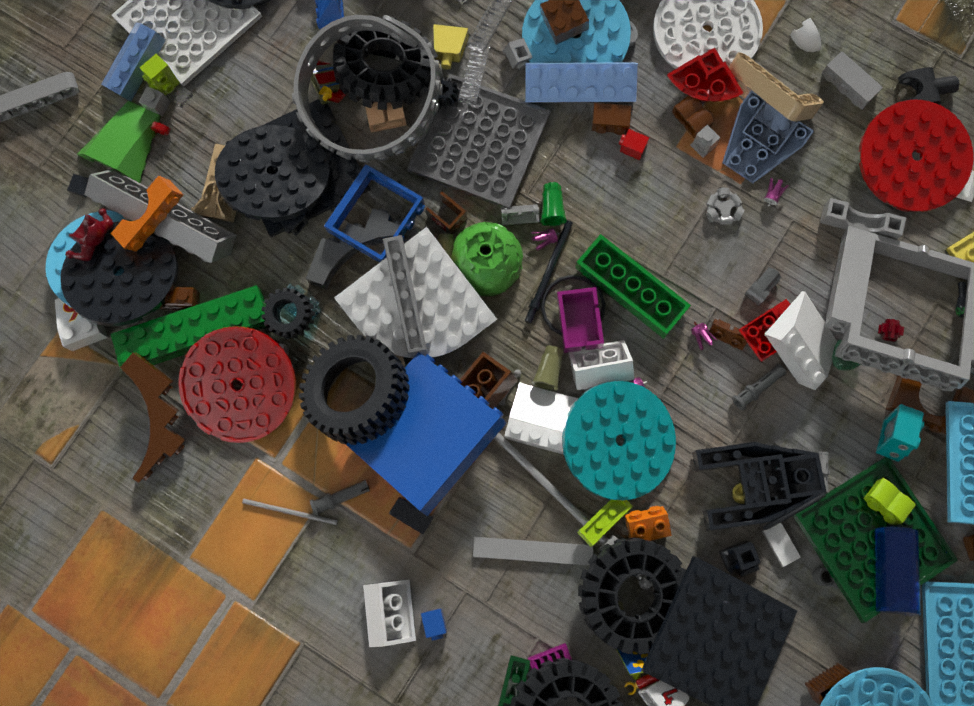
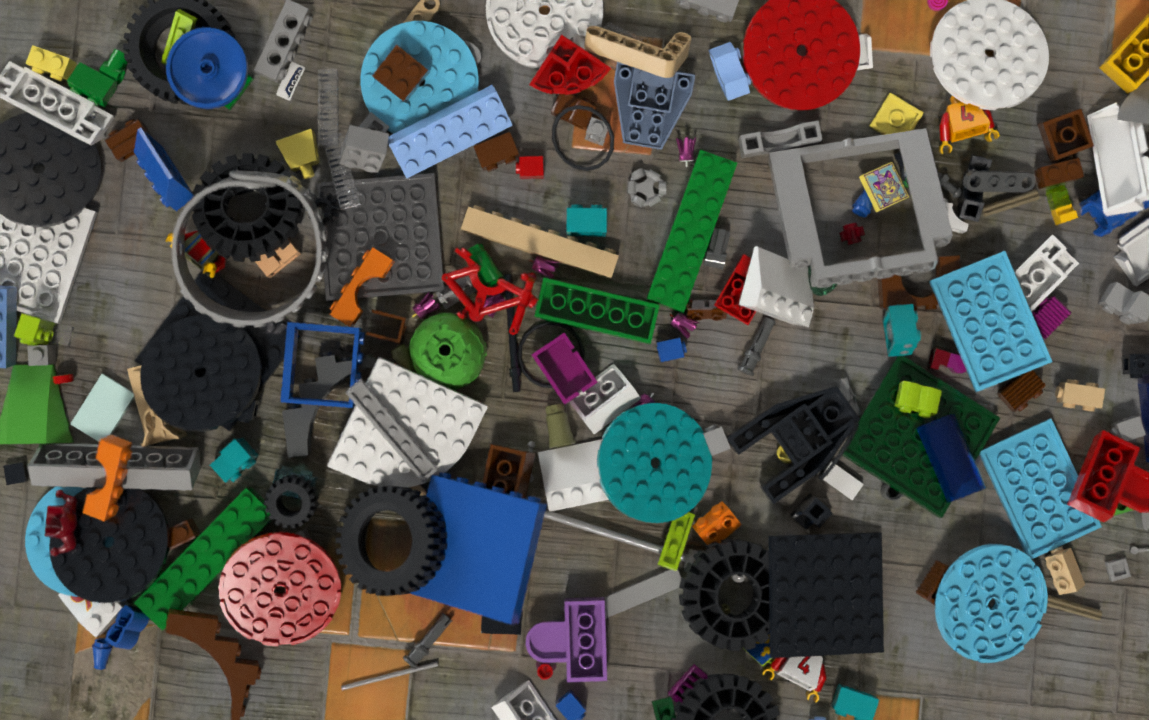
camera: 30 degrees left, 10 degrees up
(61, 364) = (101, 653): none -> blue cone
(93, 353) = (127, 628): none -> blue brick
(180, 166) = (103, 408): none -> light aqua tile
(261, 259) = (234, 459): none -> teal brick
(428, 576) = (544, 670): none -> red piece
(461, 158) = (347, 308): none -> orange arch
(469, 563) = (576, 641): none -> medium lavender brick
(481, 213) = (424, 307): none -> flat silver piece
(502, 61) = (364, 149): none -> light grey brick
(529, 234) = (477, 310): none -> red piece
(601, 225) = (544, 266): none -> flat silver piece
(611, 208) = (538, 242): none -> tan brick
(660, 207) = (587, 221): none -> teal brick
(680, 351) = (671, 349): none -> blue brick
(683, 449) = (716, 439): none -> light grey brick
(717, 144) = (605, 122): none -> black piece
(747, 260) = (691, 231): none -> green brick
(843, 145) = (729, 71): none -> light blue brick
(913, 310) = (862, 205): none -> blue cone
(929, 483) = (946, 360): none -> leg
(938, 304) = (884, 187): none -> tile

